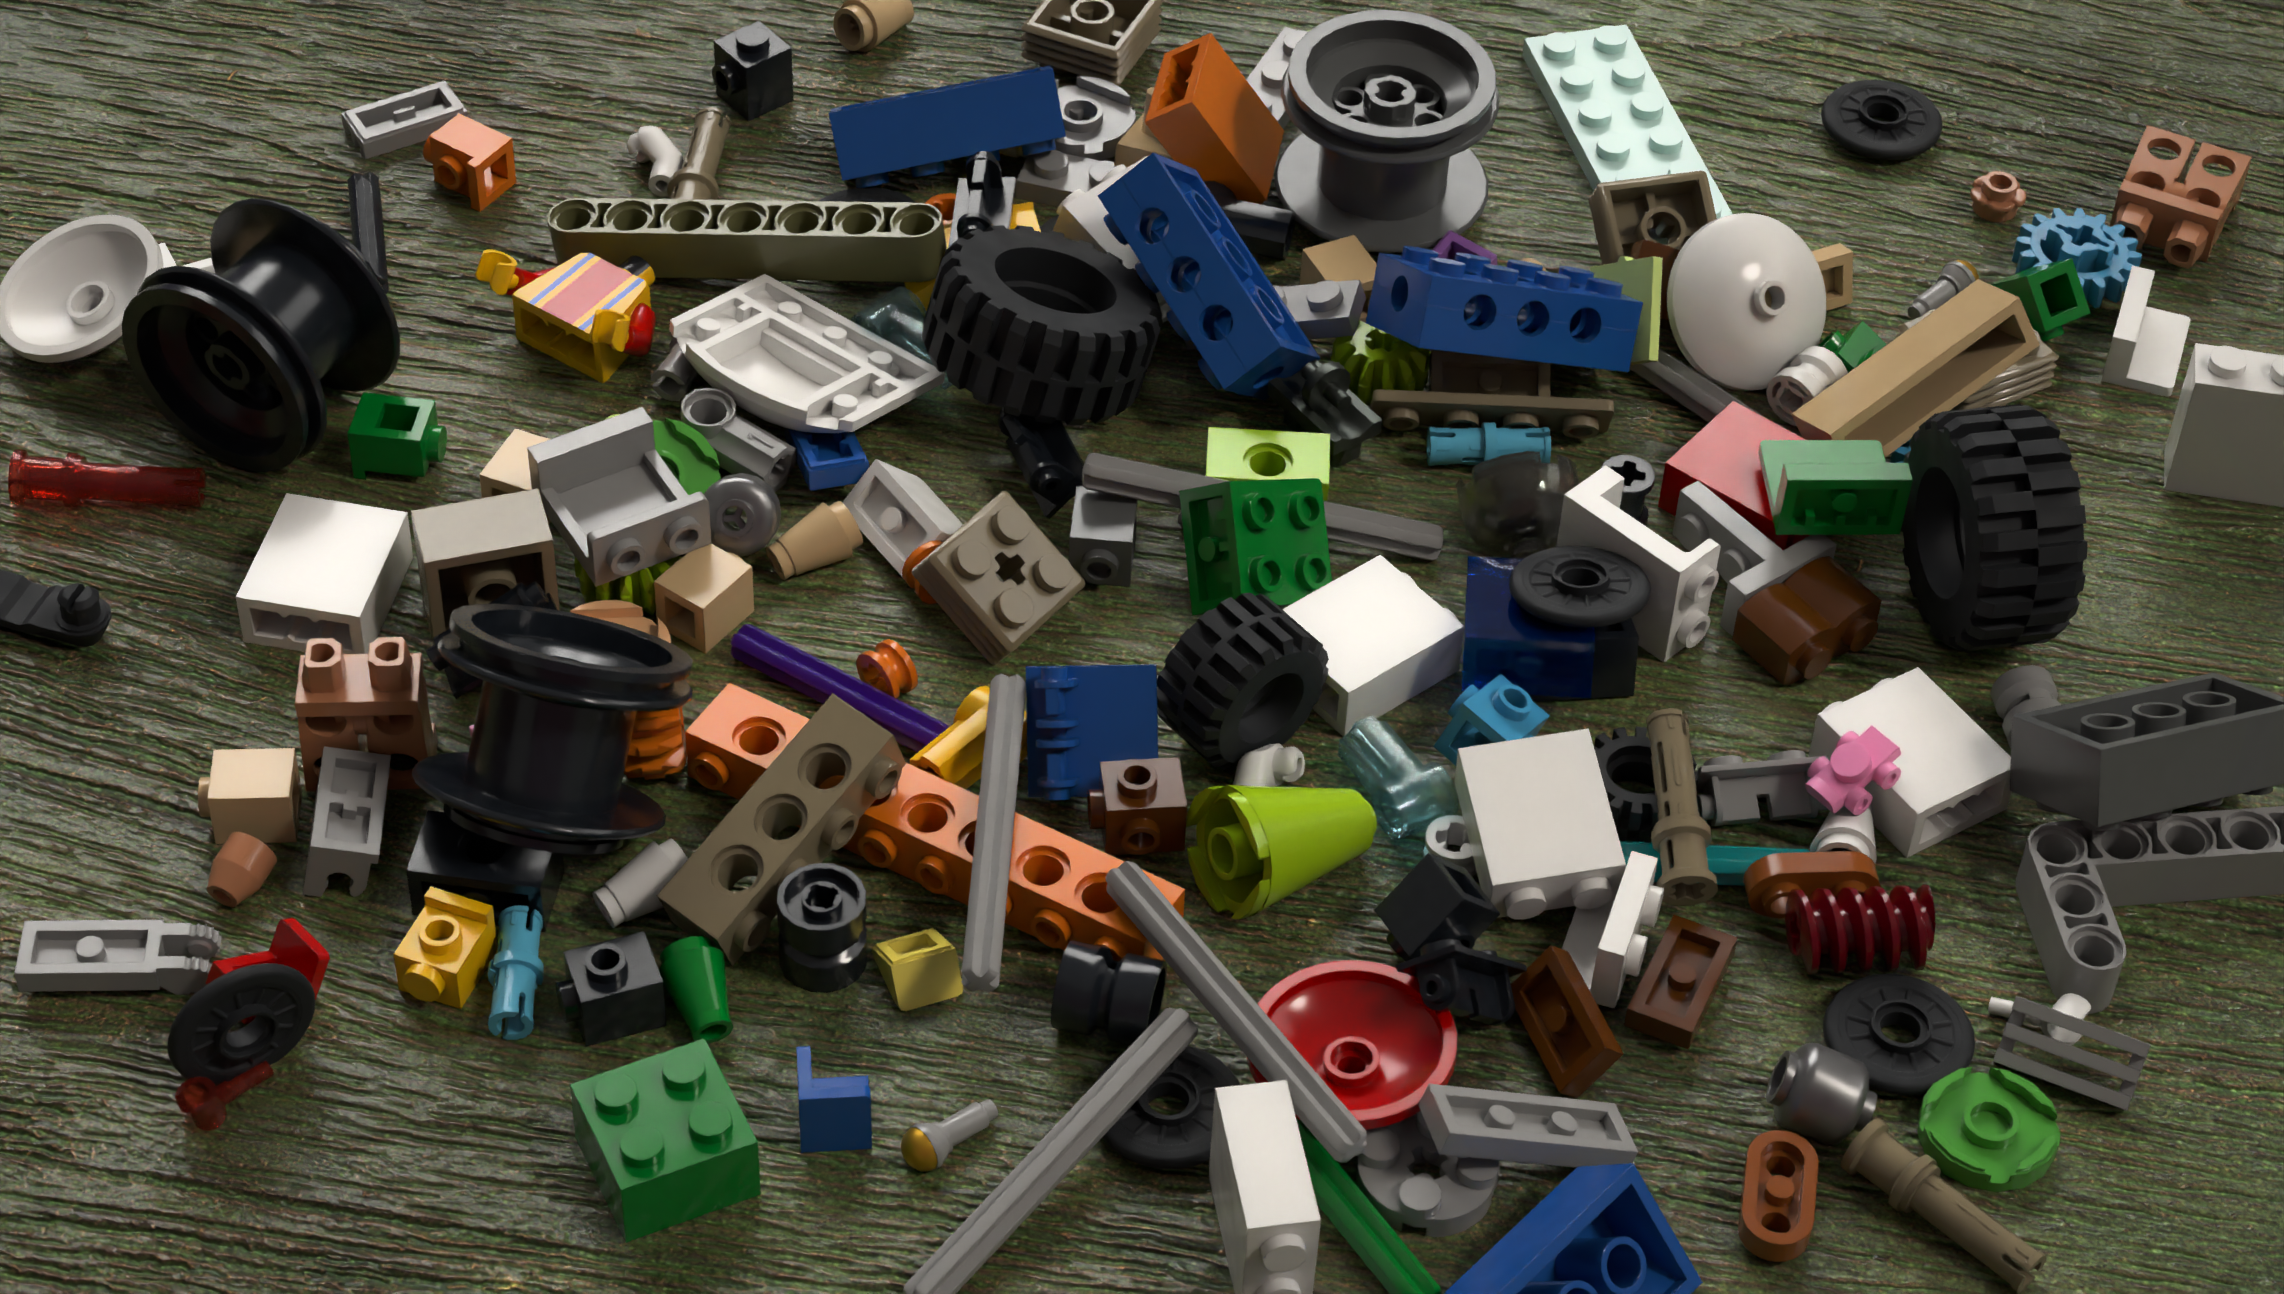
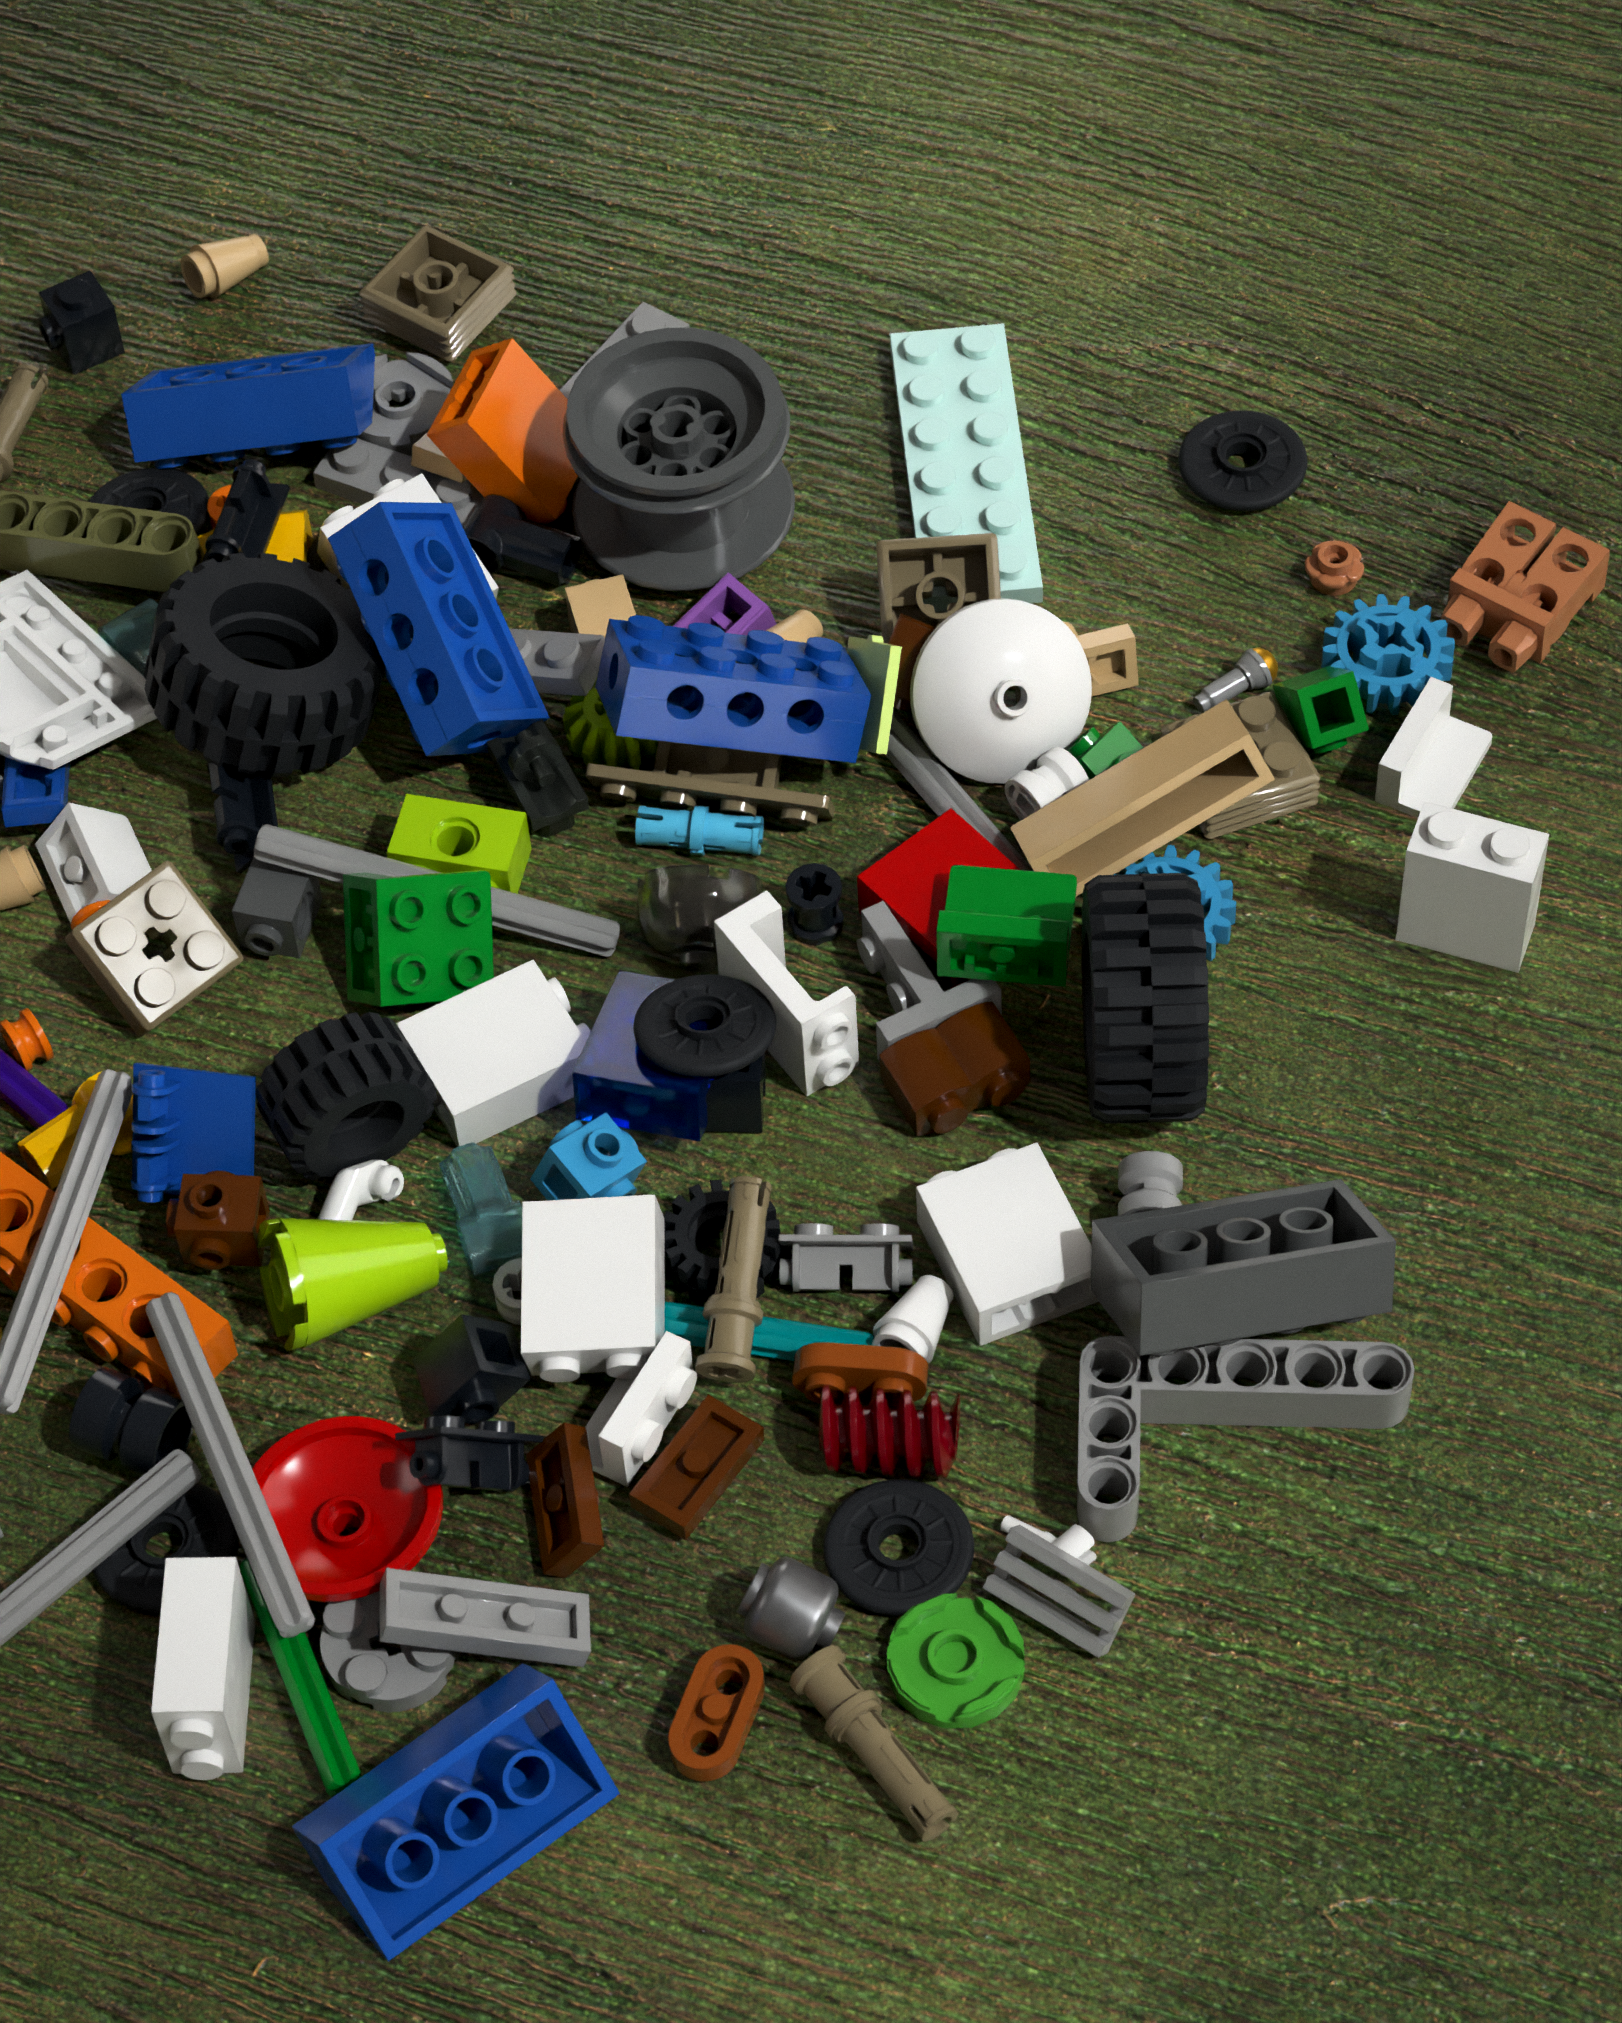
camera: 15 degrees right, 10 degrees up
(1853, 767) = (922, 1255): bright pink piece -> none

